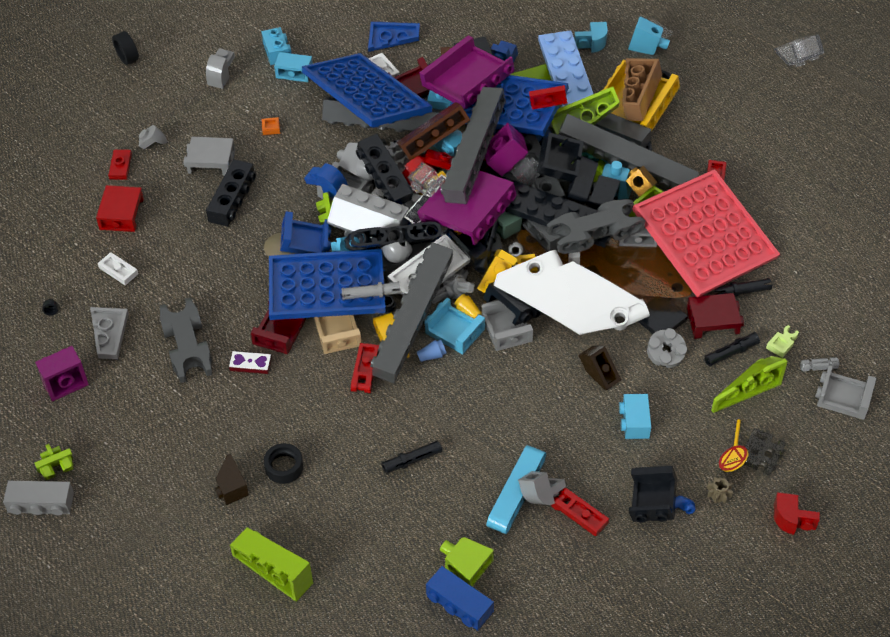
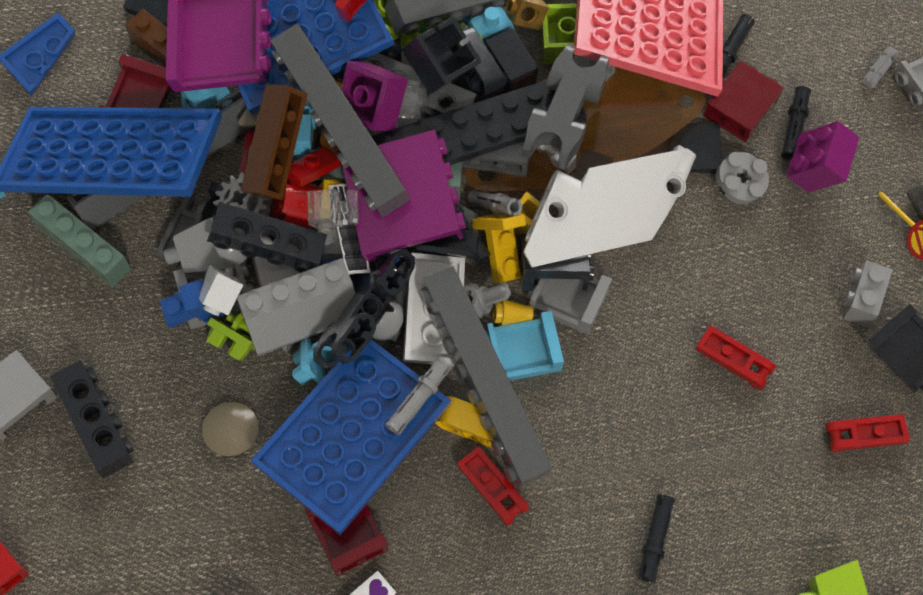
camera: 50 degrees left, 15 degrees up
(270, 126) = (31, 291): orange tile -> none
(304, 237) = (247, 394): blue panel -> none
(313, 121) = (79, 240): none -> sand green brick
(337, 333) = (419, 476): tan panel -> none
(339, 175) = (219, 291): none -> white slope
(381, 61) = (77, 98): white plate -> none
(432, 351) = (536, 397): medium blue cone -> none
(511, 497) = (790, 470): medium azure beam -> none
(539, 488) = (818, 445): light grey brick -> none
(554, 419) = (735, 357): none -> red plate
(600, 366) = (708, 256): dark brown slope -> none
(636, 416) = (801, 279): medium azure brick -> none
(663, 451) = (867, 293): none -> light grey brick
(718, 367) = (823, 157): none -> magenta brick
(757, 379) = (859, 116): lime wedge -> none
(782, 343) = (828, 76): yellowish green plate -> none

